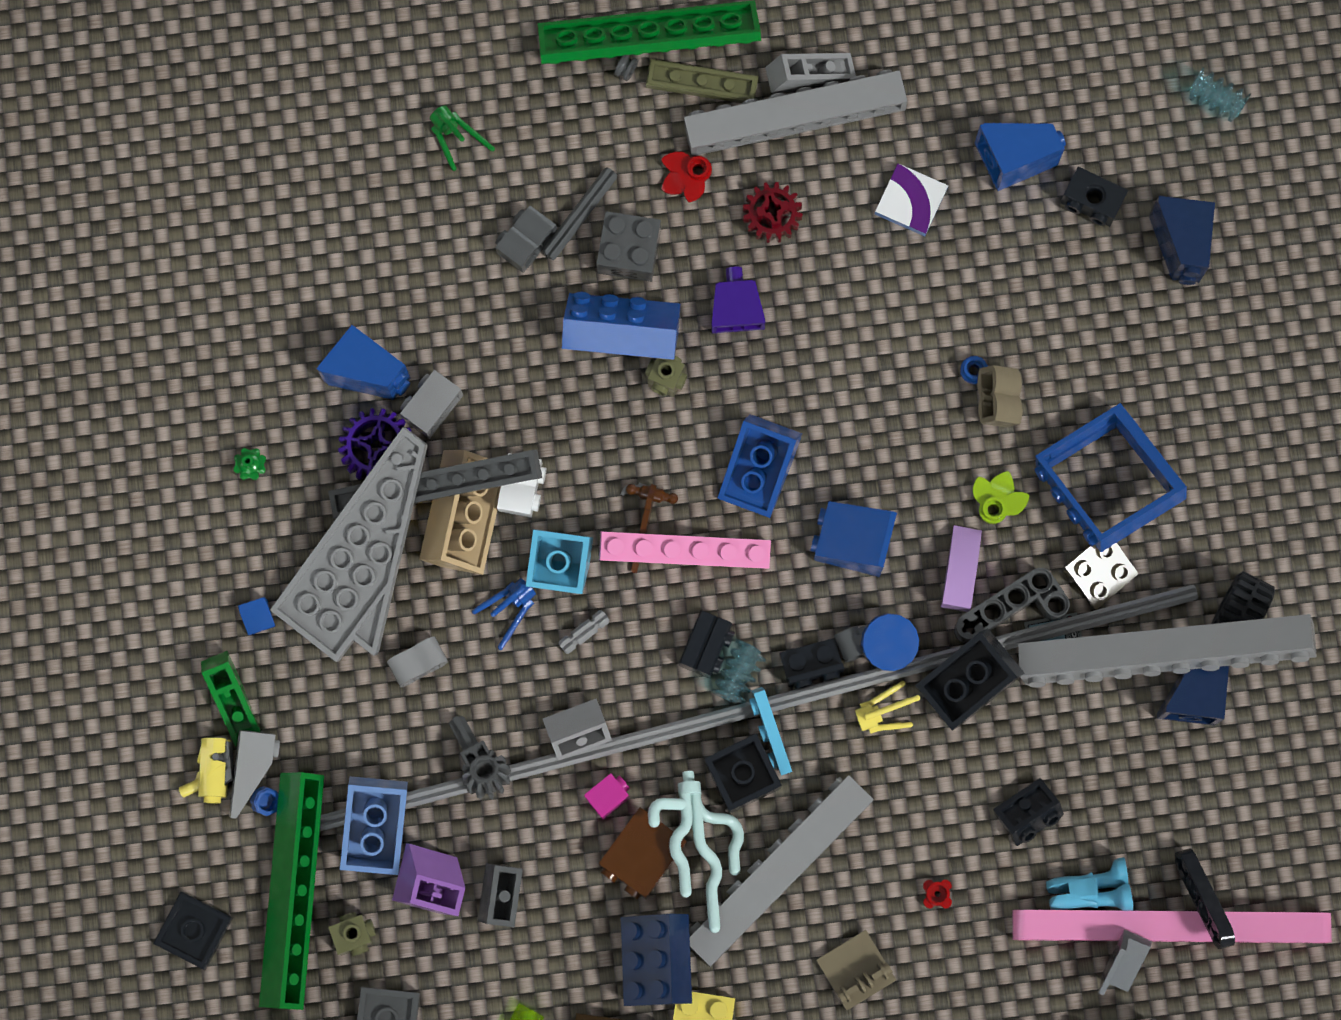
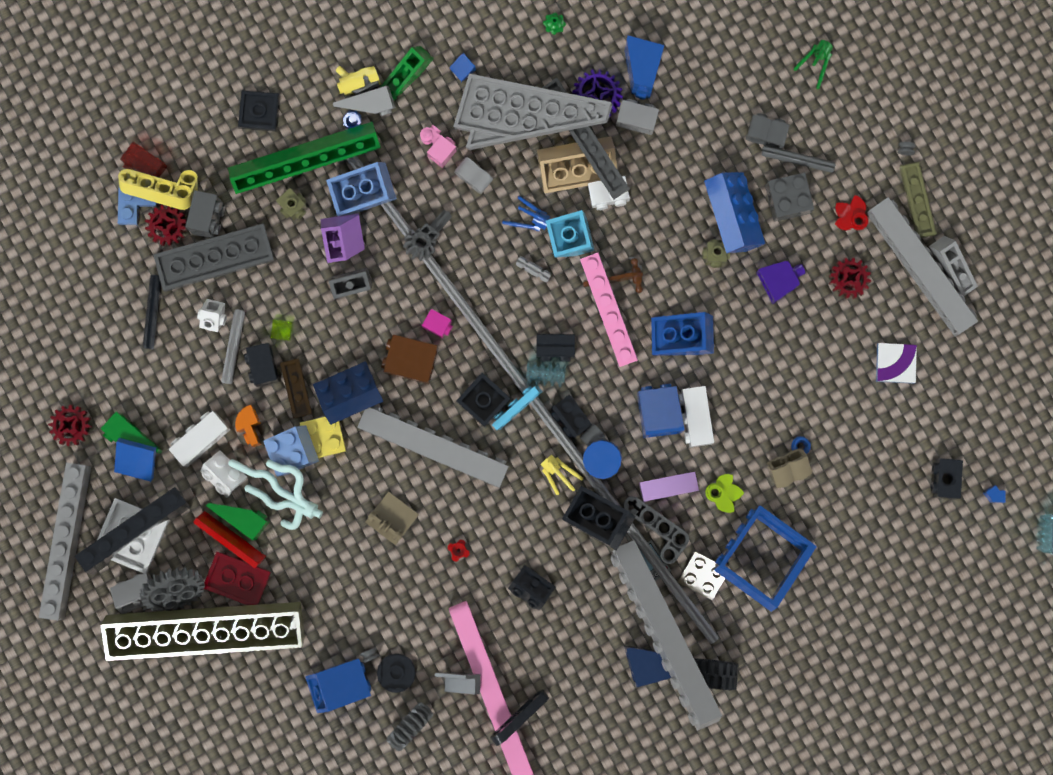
camera: 65 degrees right, 5 degrees up
(359, 689) = (442, 147): none -> bright pink brick
(577, 729) = (470, 288): light grey brick -> none
(648, 32) = (935, 153): green plate -> none
(693, 814) = (445, 380): light aqua plant -> none
(881, 491) = (696, 416): none -> white brick
(1018, 150) = (957, 418): blue slope -> none
(1085, 890) = (494, 642): medium azure piece -> none
(1138, 145) = (995, 495): none -> blue piece
(1184, 236) = (945, 546): dark blue slope -> none

